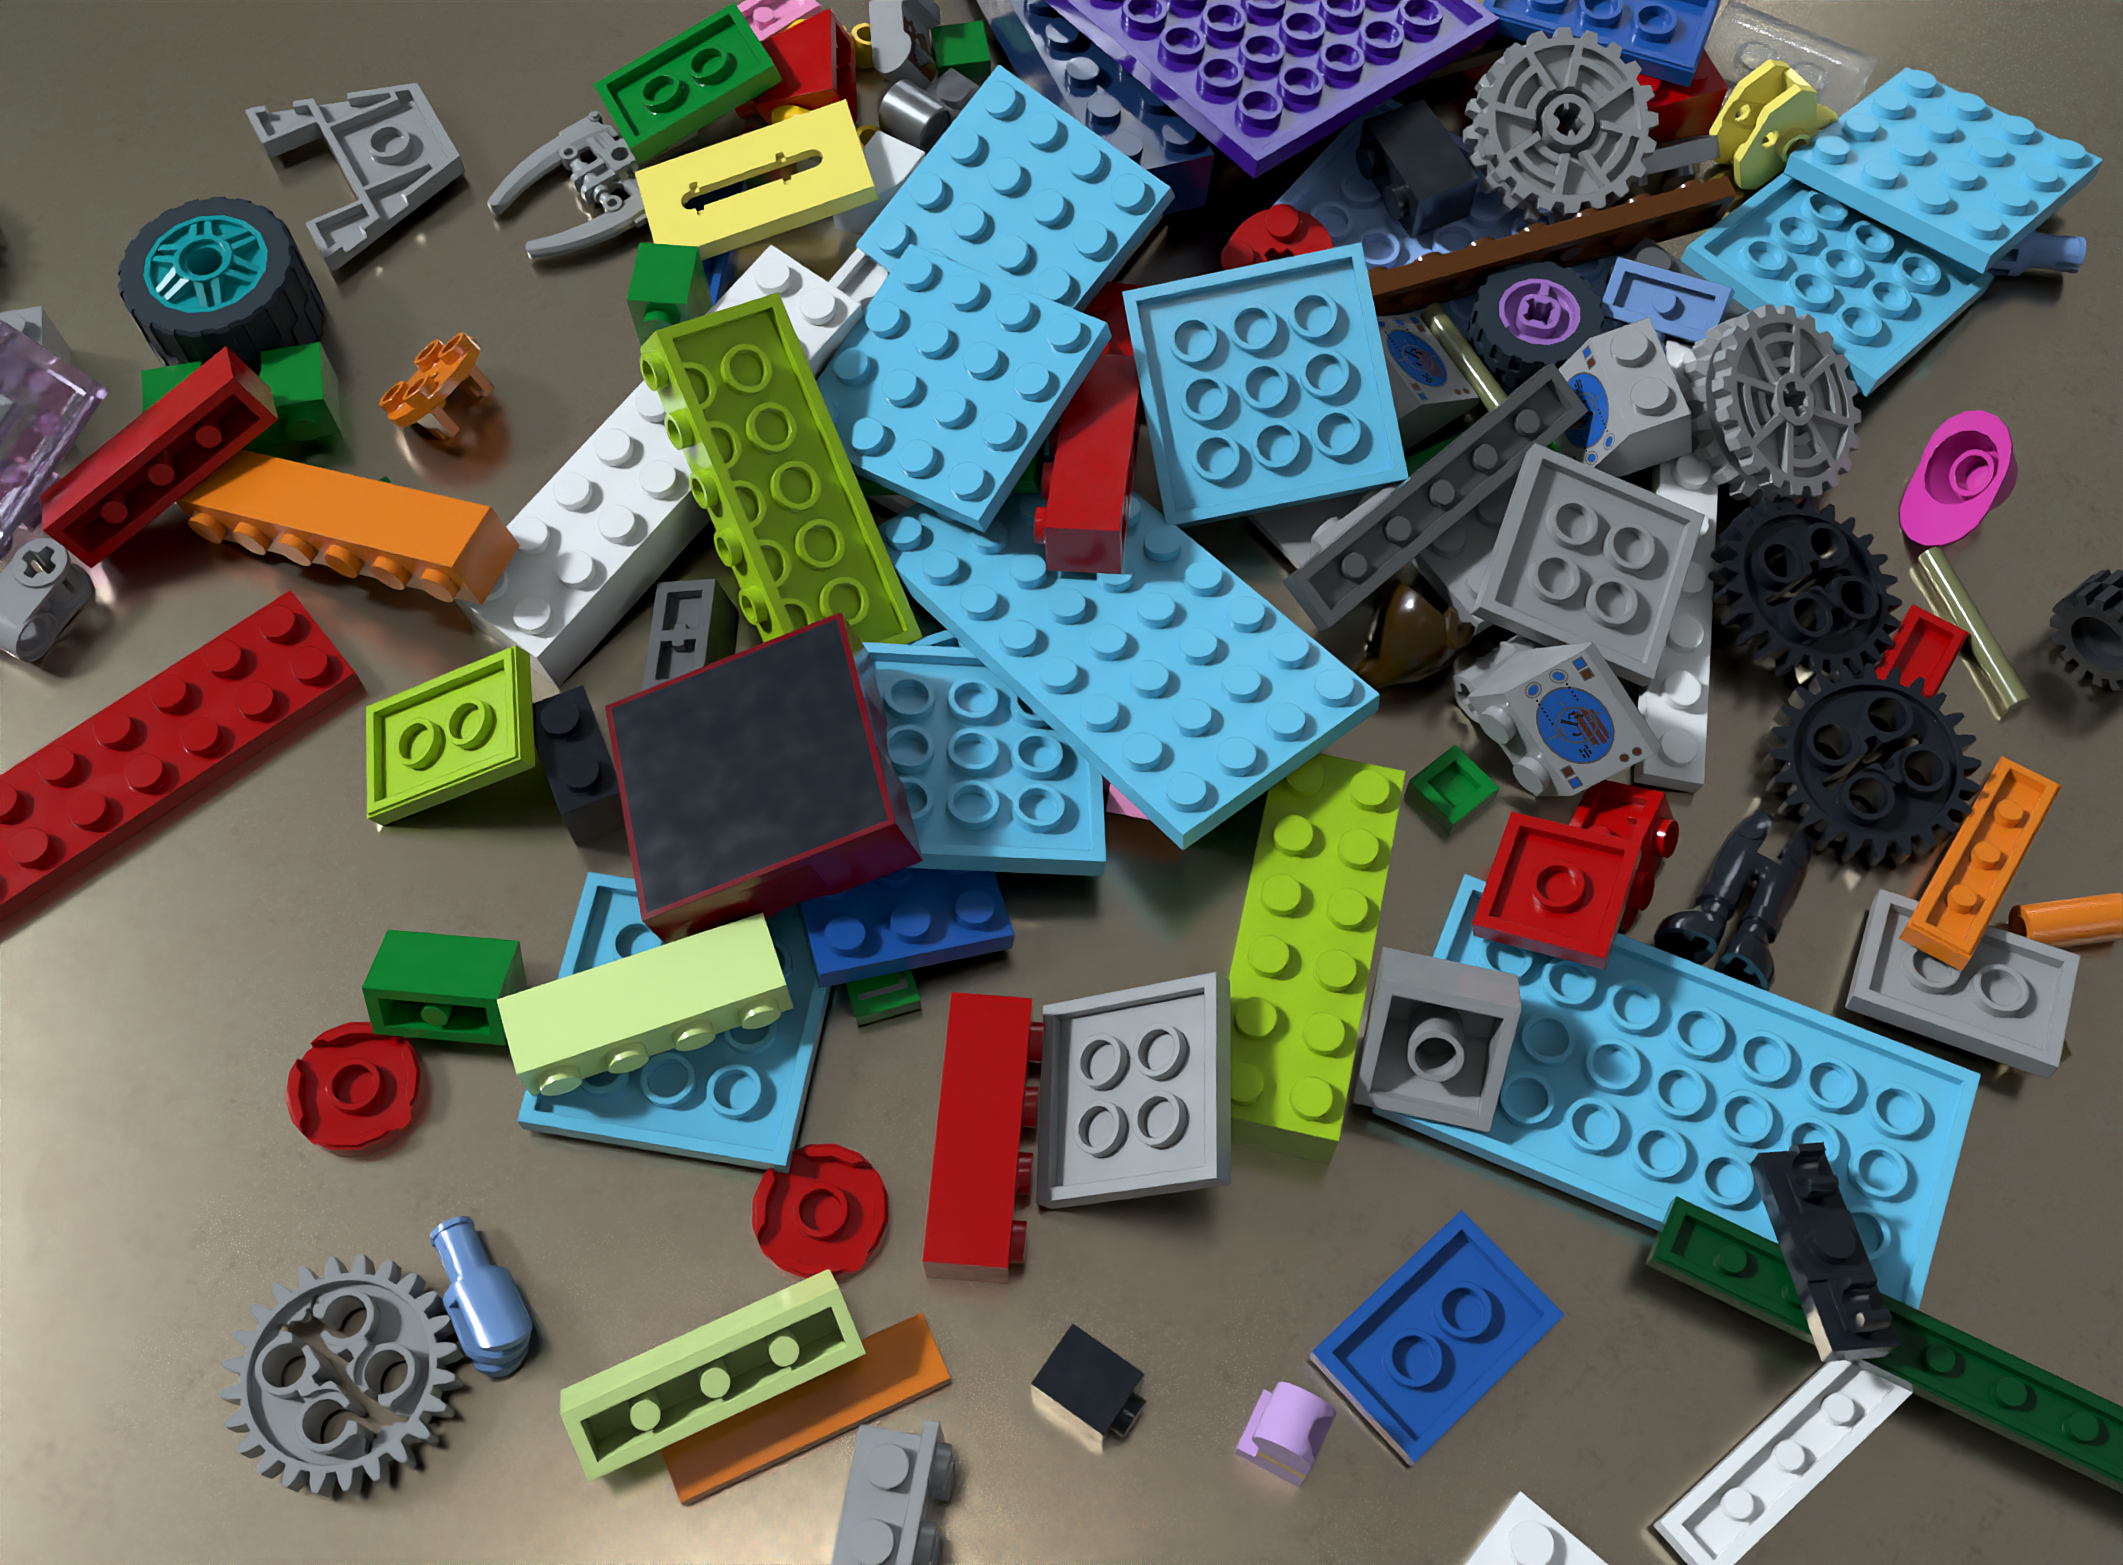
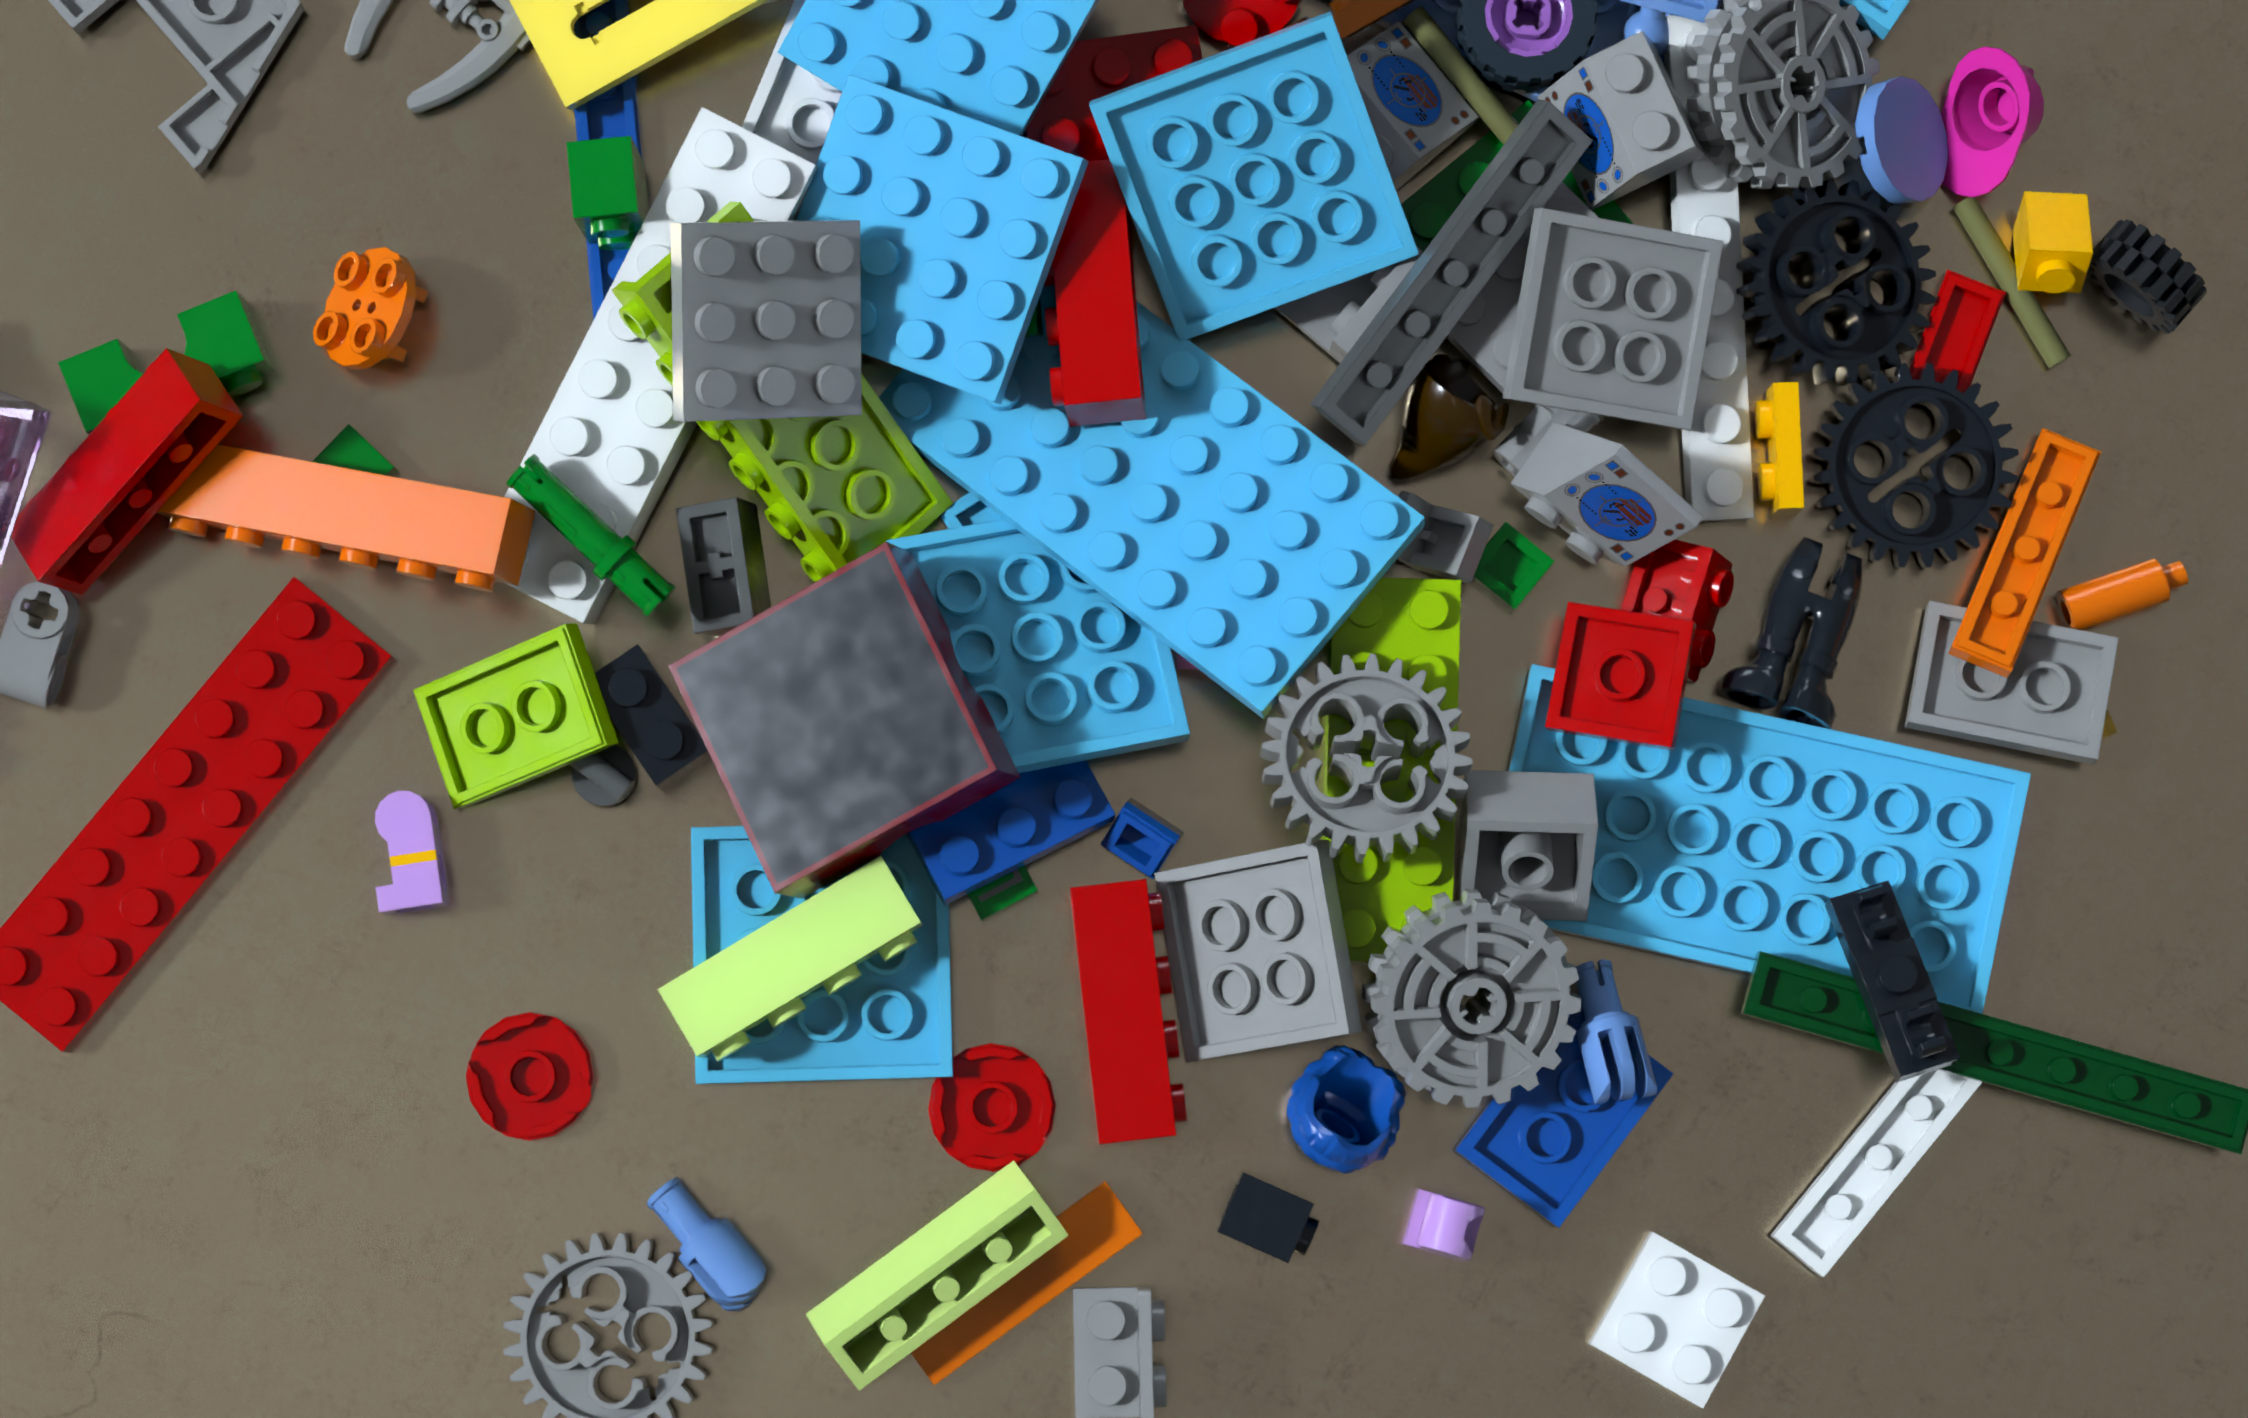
camera: 15 degrees left, 20 degrees up
(216, 280) = (67, 216): black wheel -> none
(310, 853) = (414, 855): none -> lavender leg
(442, 986) = (591, 969): green brick -> none
(520, 812) = (604, 776): none -> dark grey plate
(576, 589) = (586, 531): none -> green pin
(775, 398) = (766, 319): none -> light grey plate
(1037, 970) = (1141, 837): none -> blue slope
(1197, 1284) = (1345, 1110): none -> blue hair
(1283, 904) = (1365, 814): none -> light grey gear
(1392, 743) = (1448, 543): none -> light grey bracket
(1411, 1188) = (1488, 1041): none -> light grey piece
(1502, 1257) = (1611, 1039): none -> medium blue arm
(1738, 746) = (1782, 476): none -> yellow plate
(1878, 481) = (1902, 140): none -> medium blue tile
(2021, 589) = (2052, 242): none -> yellow brick

